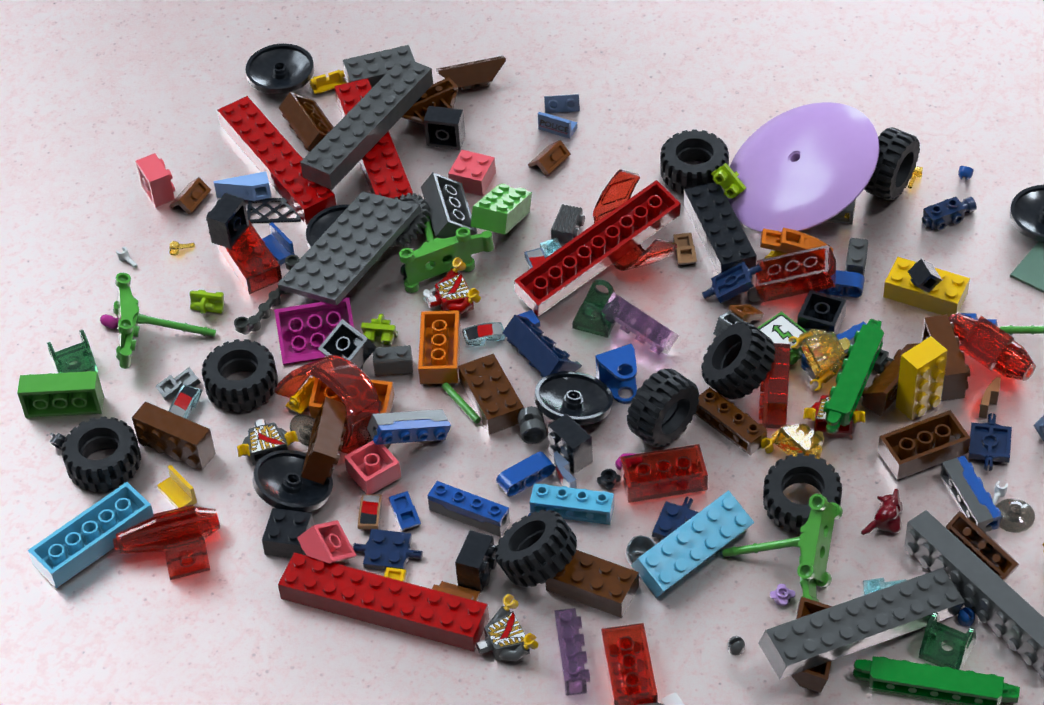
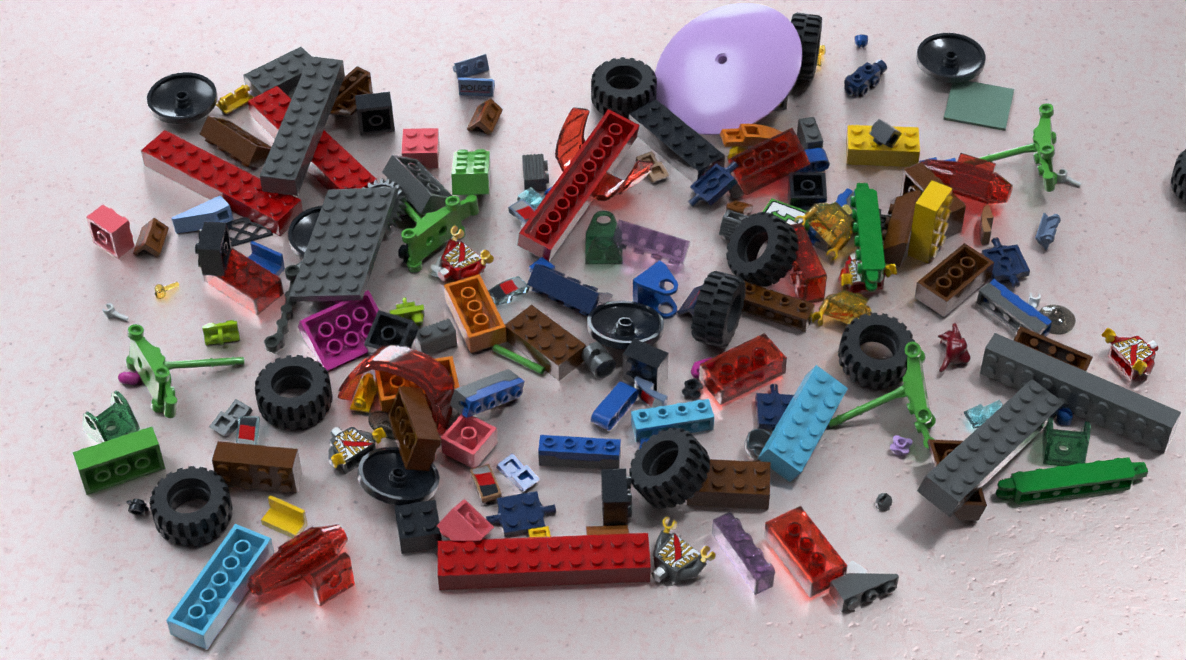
camera: 25 degrees left, 0 degrees up
(473, 72) = (376, 57): reddish brown wedge -> none
(728, 180) = (667, 96): lime hips -> none

